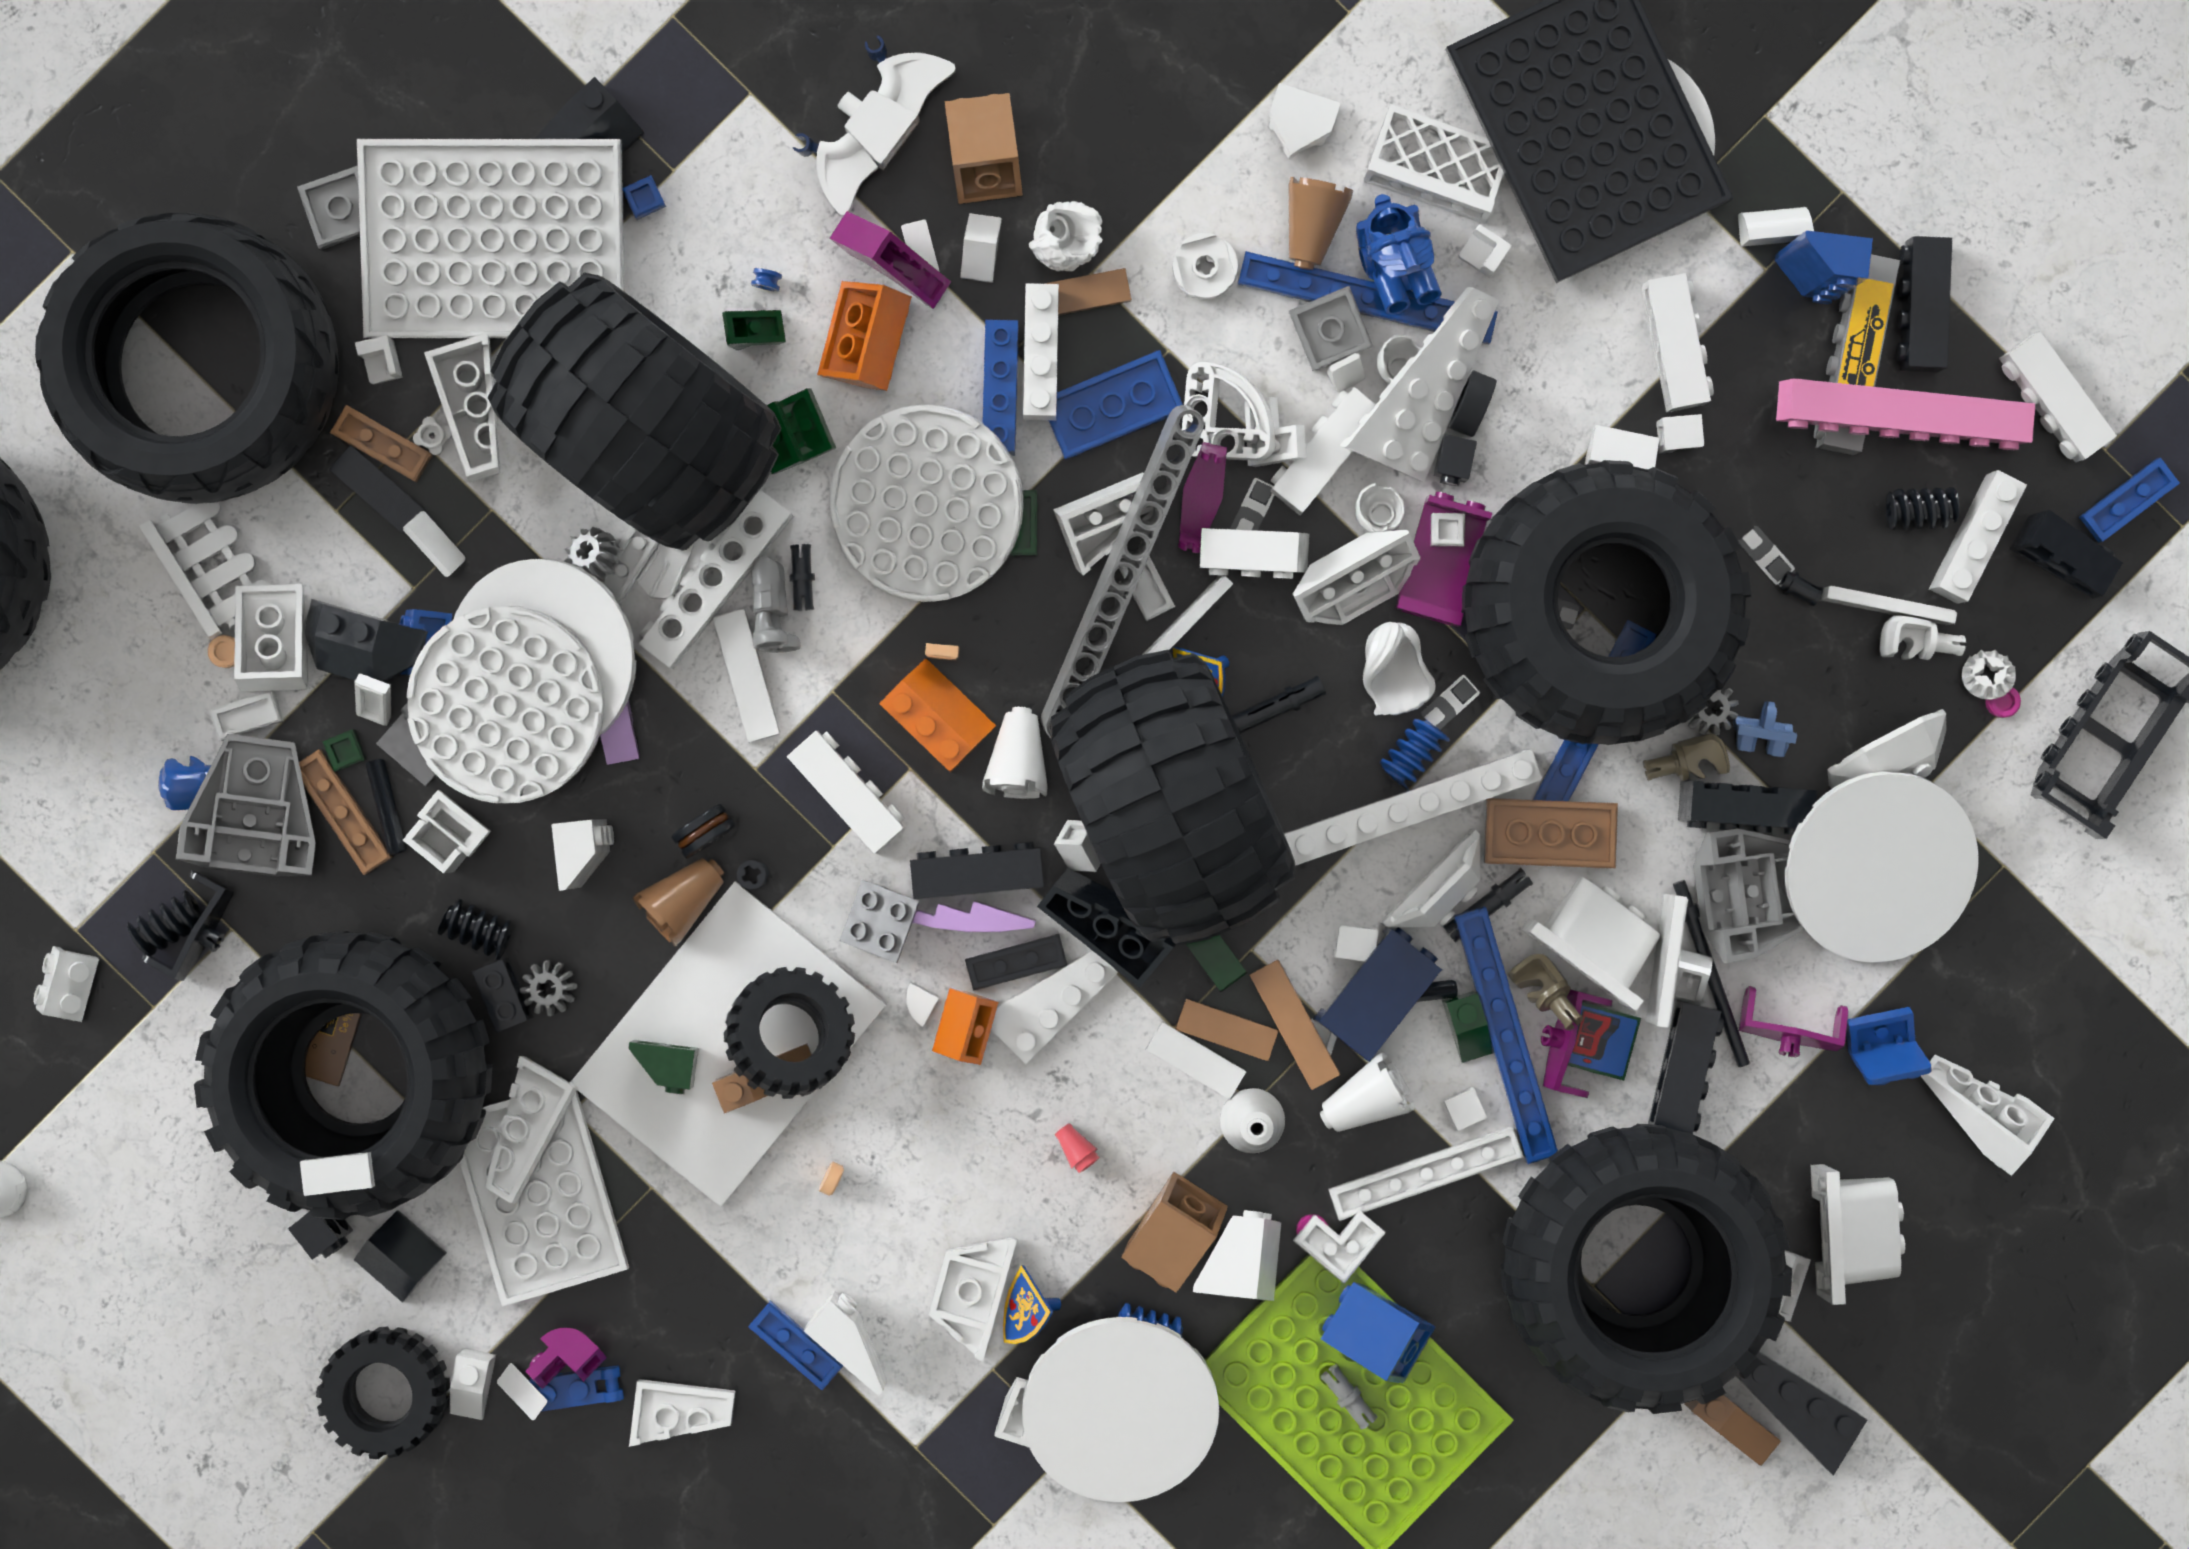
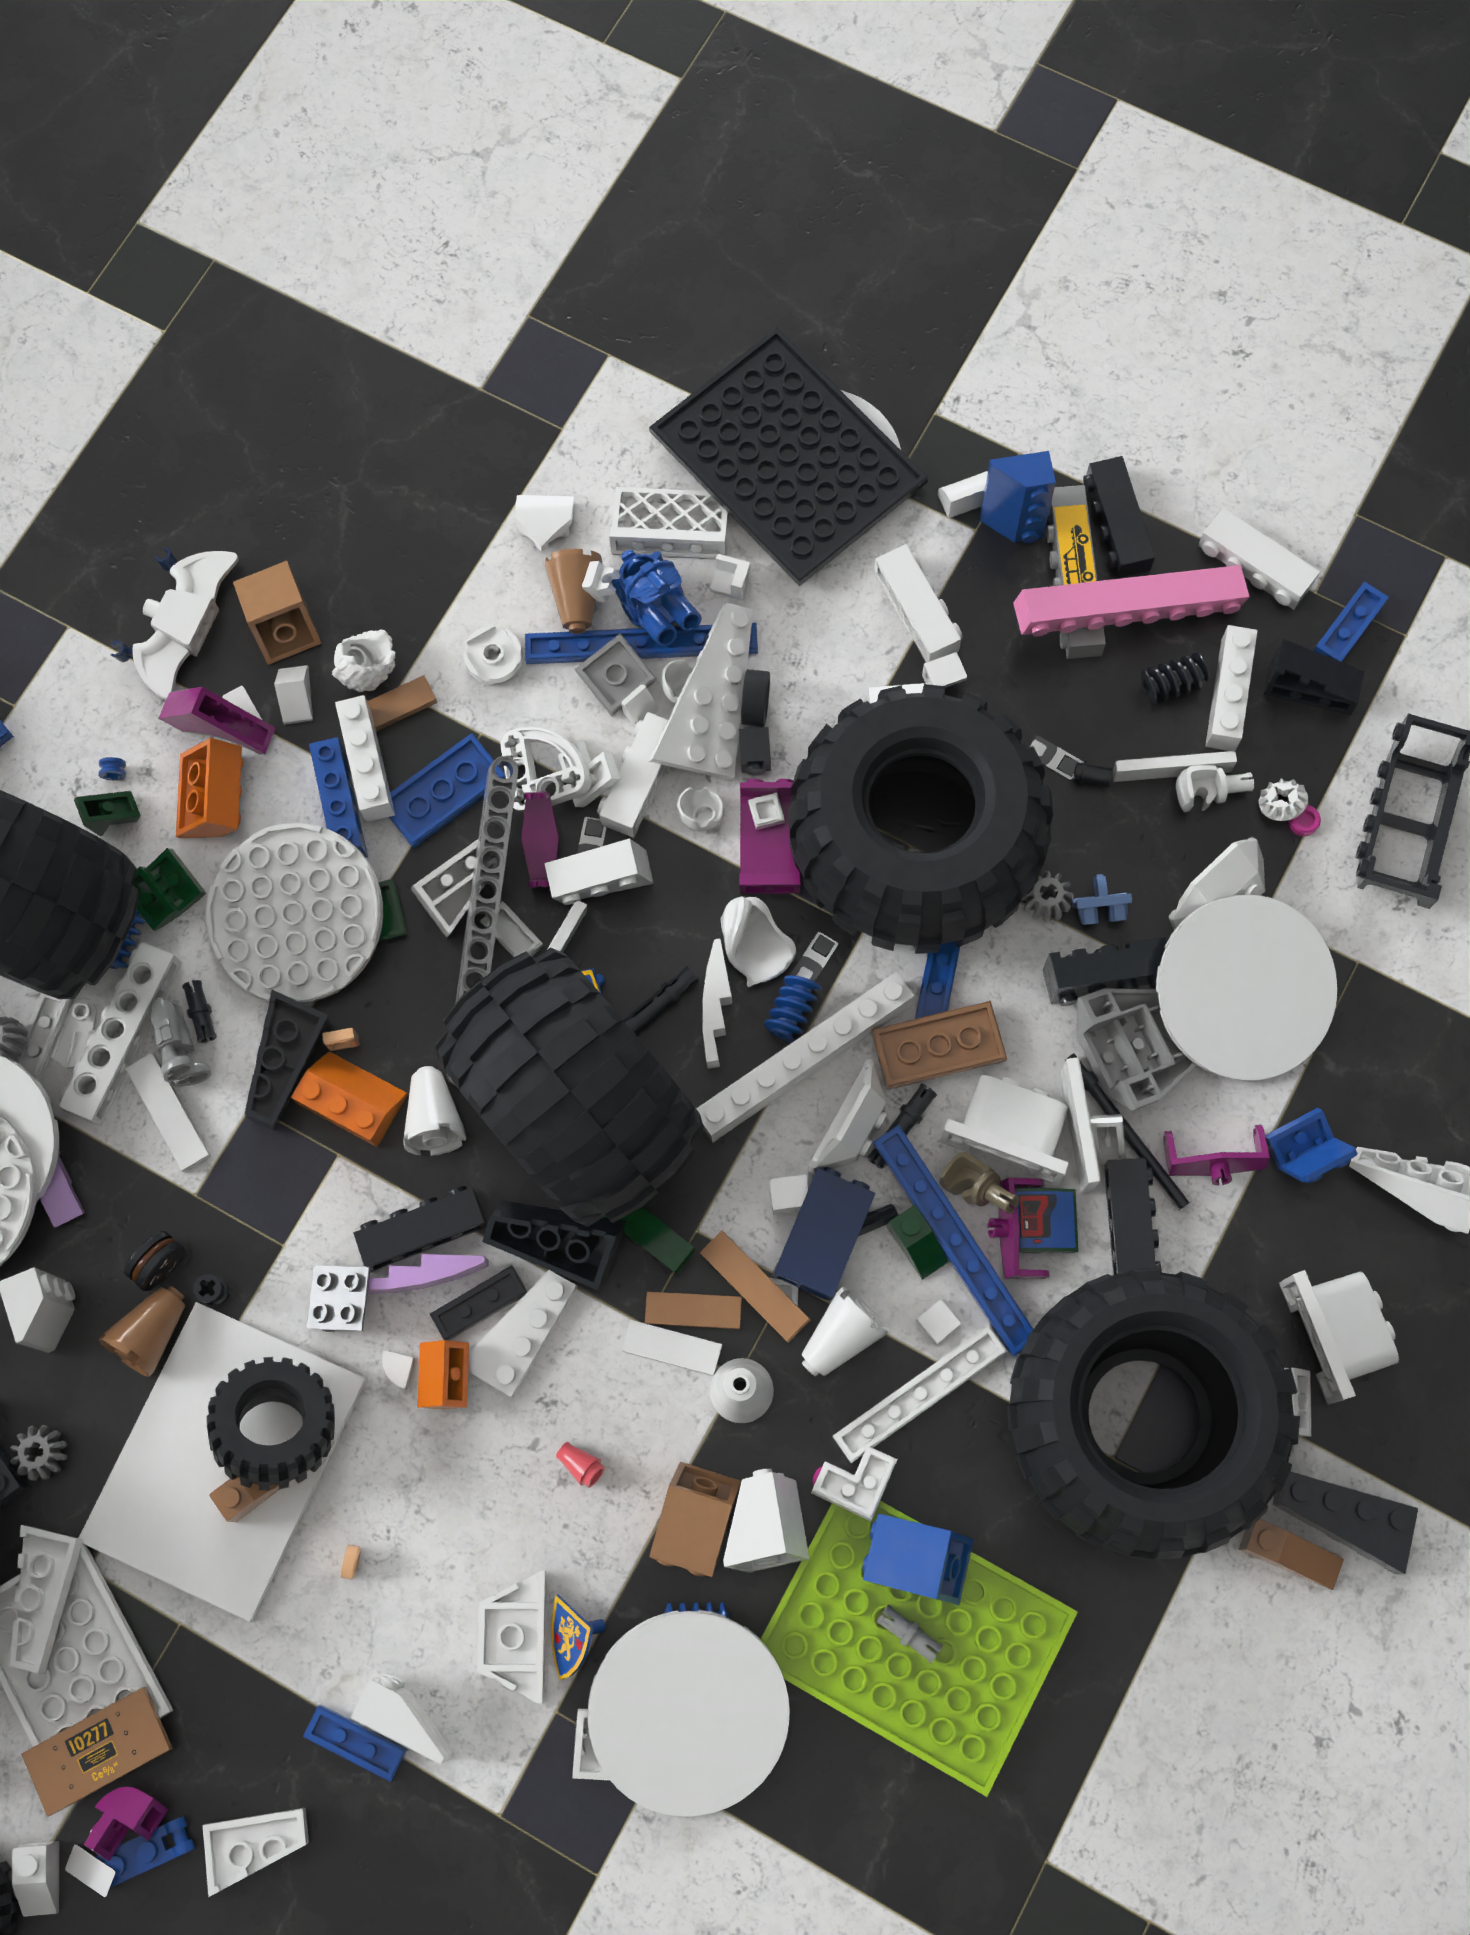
camera: 10 degrees left, 15 degrees down
(551, 1288) = (96, 1751): none -> medium nougat tile
(667, 1064) = (166, 1492): dark green slope -> none
(846, 792) = (281, 1188): white brick -> none
(881, 654) = (283, 1055): none -> black wedge
(1076, 847) = (509, 1179): white panel -> none
(1340, 712) = (715, 995): none -> white slope
(1343, 224) = (599, 581): none -> white tile
(1356, 577) = (697, 871): white wedge -> none
(1687, 755) = (1038, 943): dark tan piece -> none

